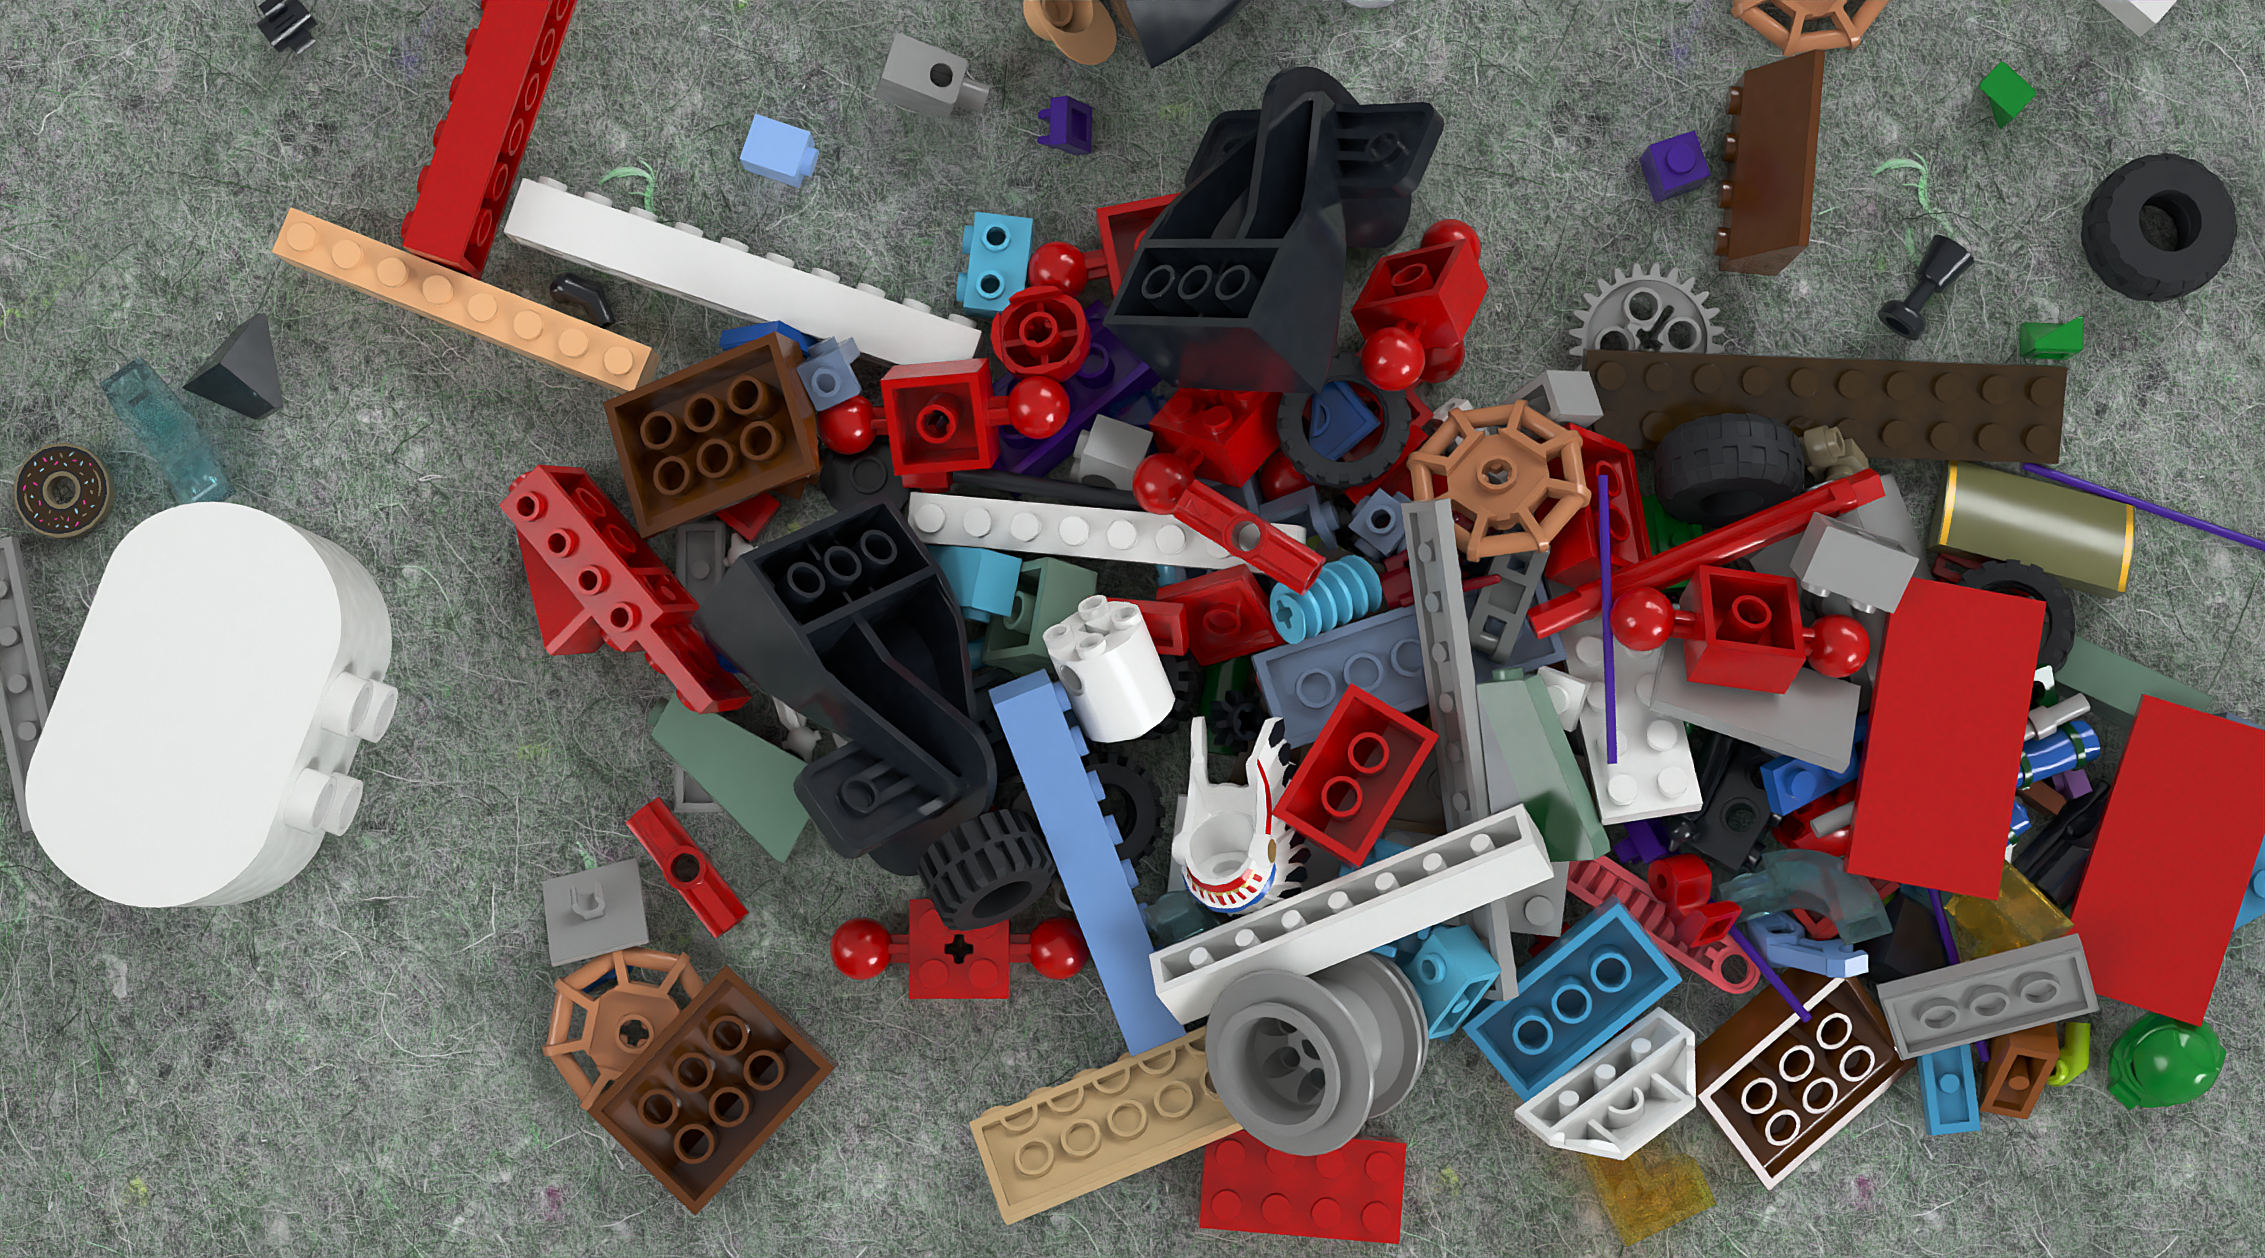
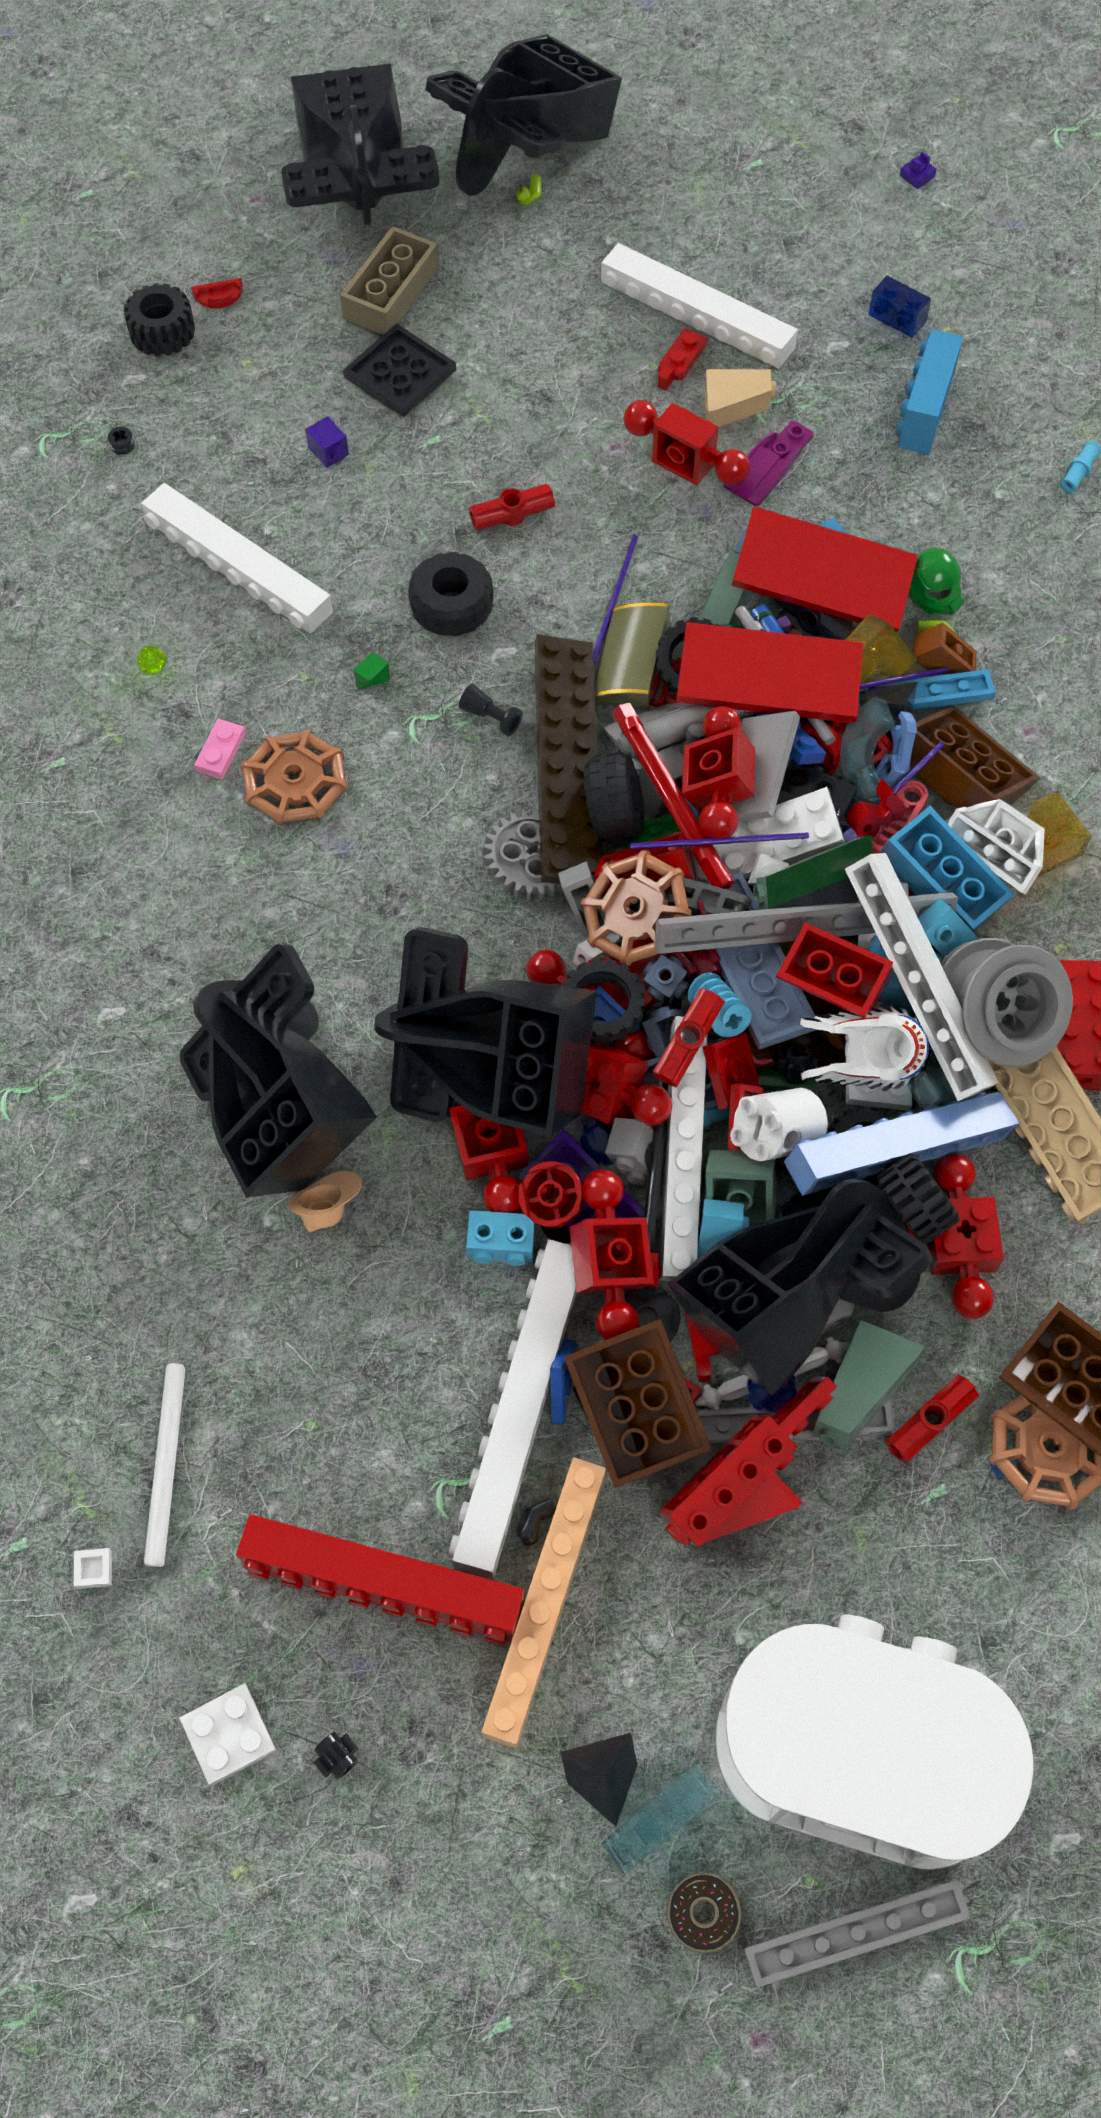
camera: 90 degrees left, 20 degrees down
(595, 912) = (972, 1479): light grey piece -> none
(779, 151) = (424, 1386): light blue brick -> none
(829, 373) = (585, 1328): sand blue bracket -> none
(909, 74) = (372, 1289): light grey torso -> none
(1069, 126) = (402, 1197): dark purple tile -> none
(1419, 303) = (524, 958): red brick -> none
(1674, 166) = (421, 841): dark purple brick -> none
(1769, 165) = (422, 780): reddish brown slope -> none
(1829, 455) = (599, 745): dark tan plate -> none
(1853, 563) = (674, 714): light grey brick -> none
(1988, 997) = (916, 655): light grey tile -> none
(2051, 340) = (517, 646): green slope -> none

